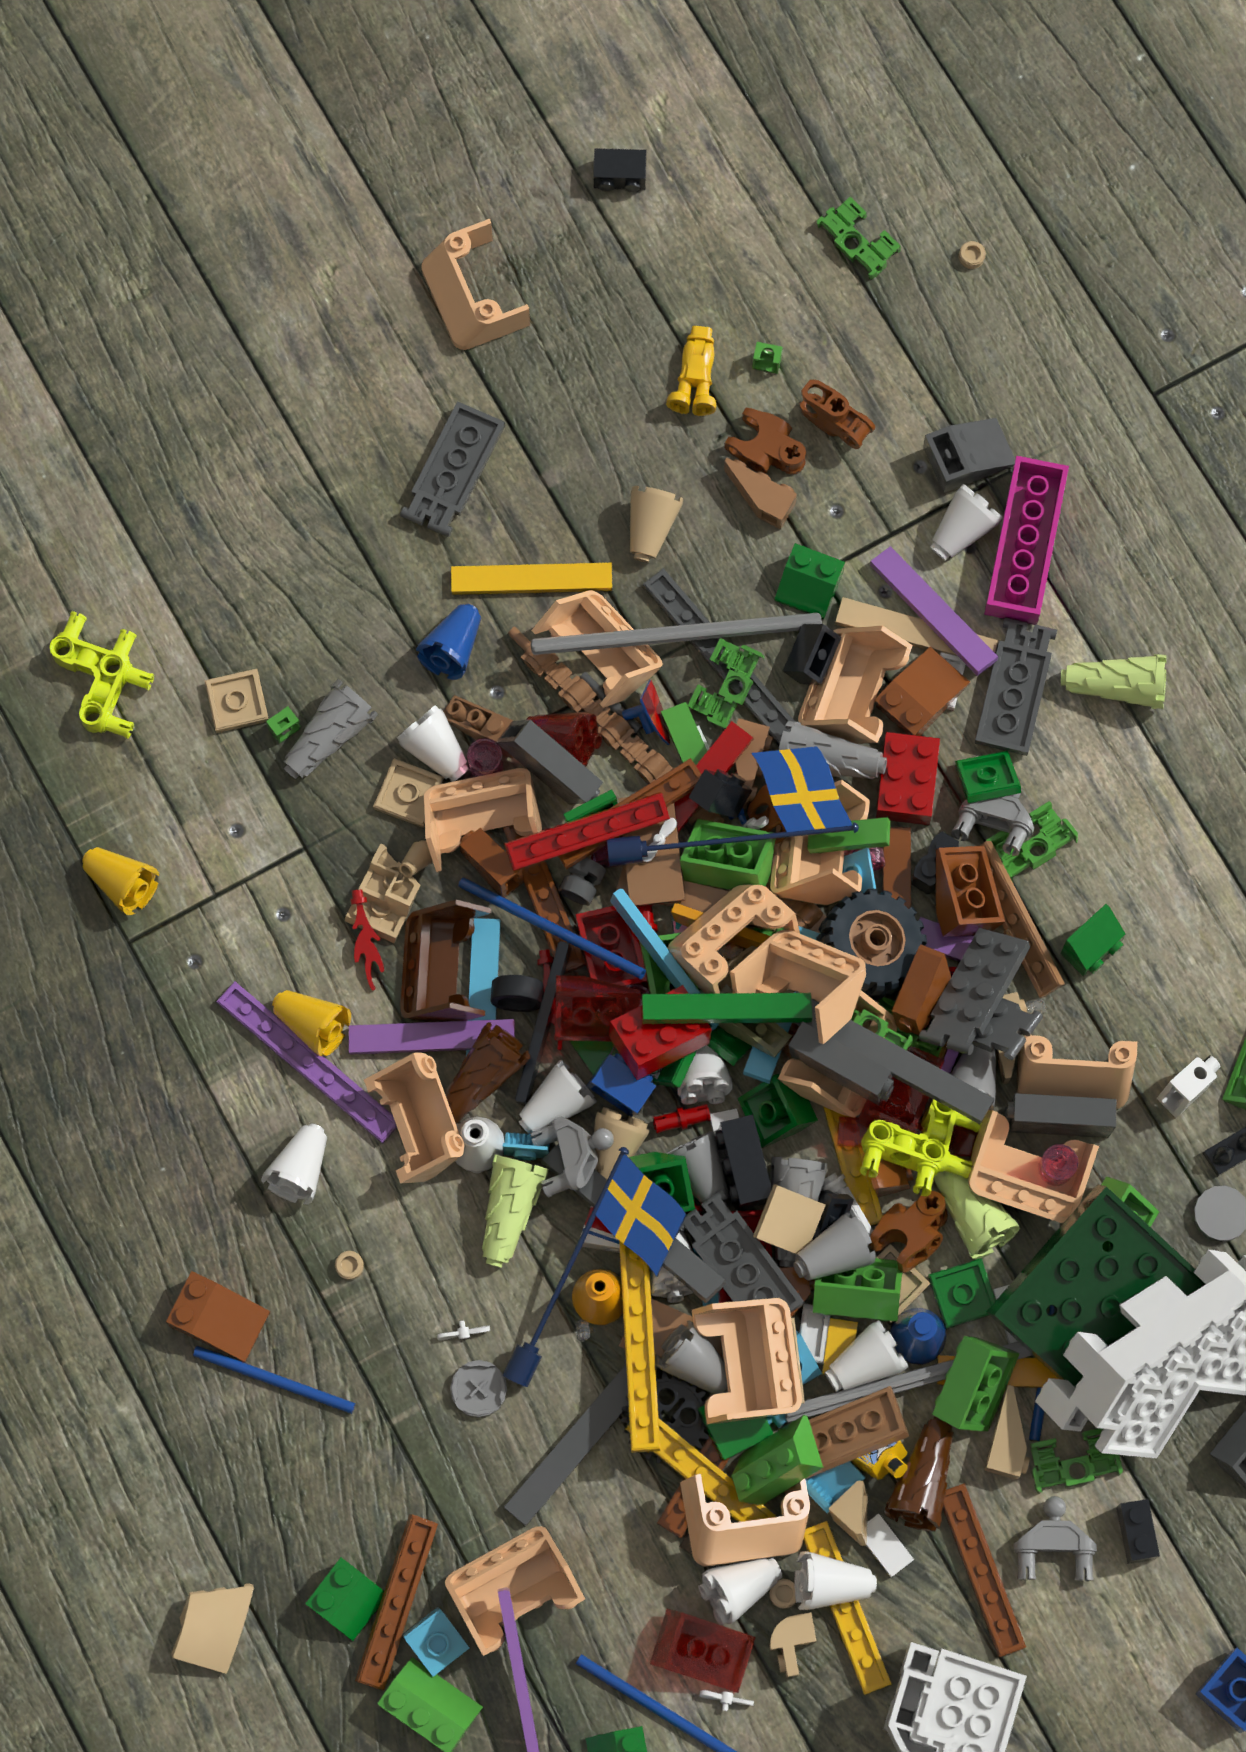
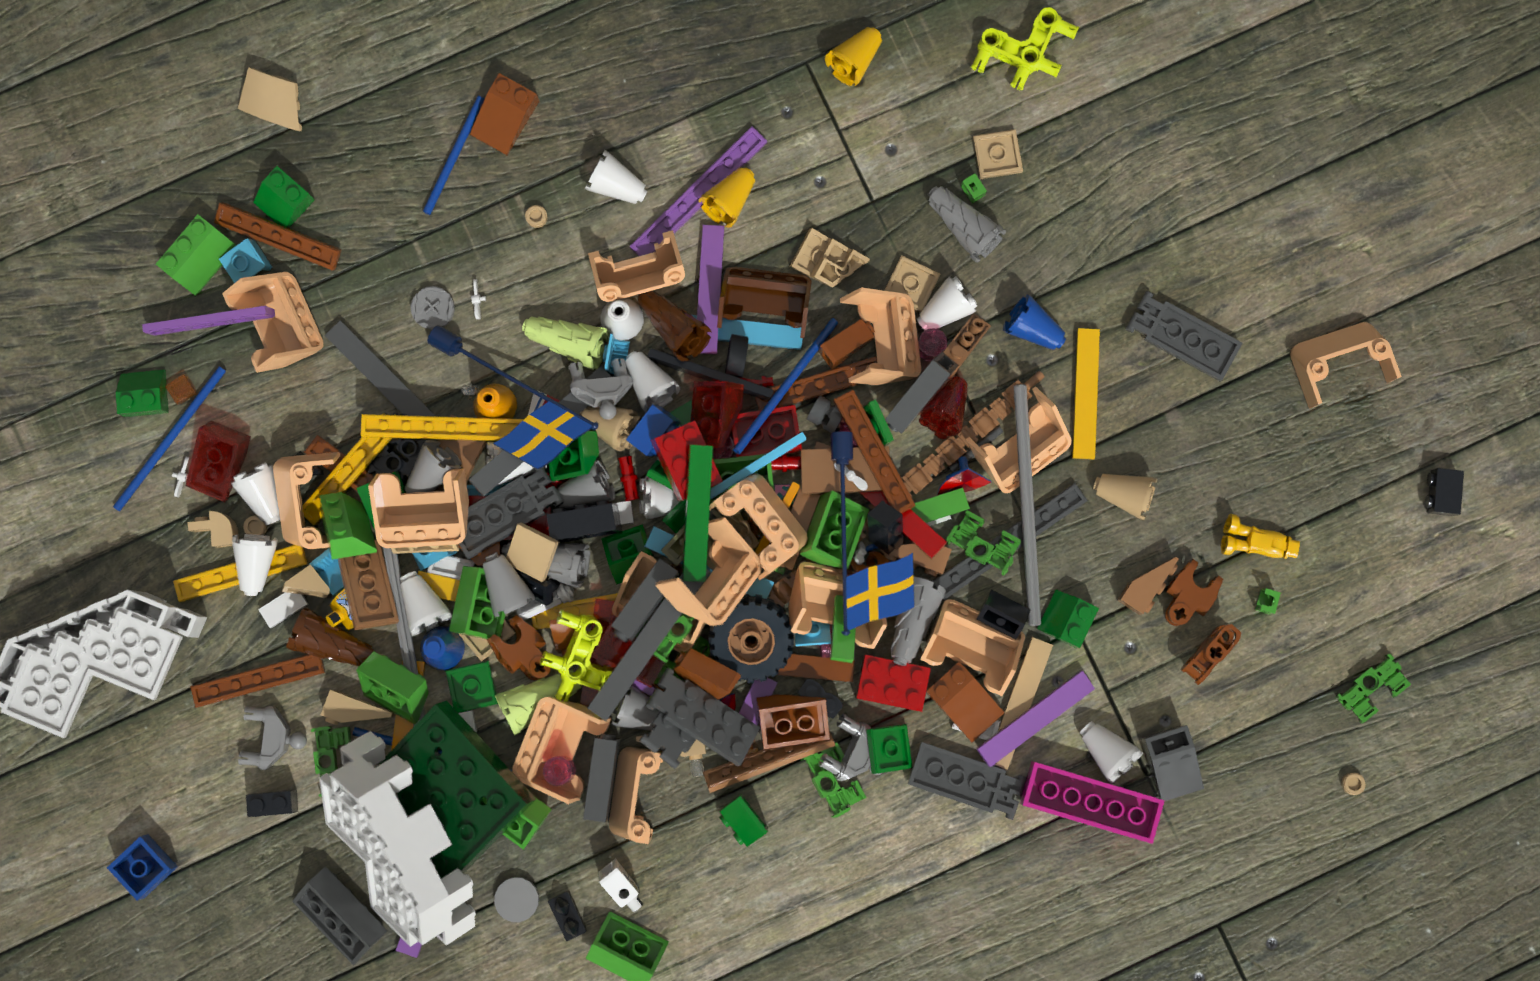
camera: 95 degrees right, 10 degrees up
(363, 942) = (788, 241): red piece -> none
(416, 859) = (851, 282): tan cone -> none
(587, 831) = (858, 416): red tile -> none
(611, 1712) = (181, 389): none -> clear orange tile
(1128, 680) = (962, 877): yellowish green cone -> none

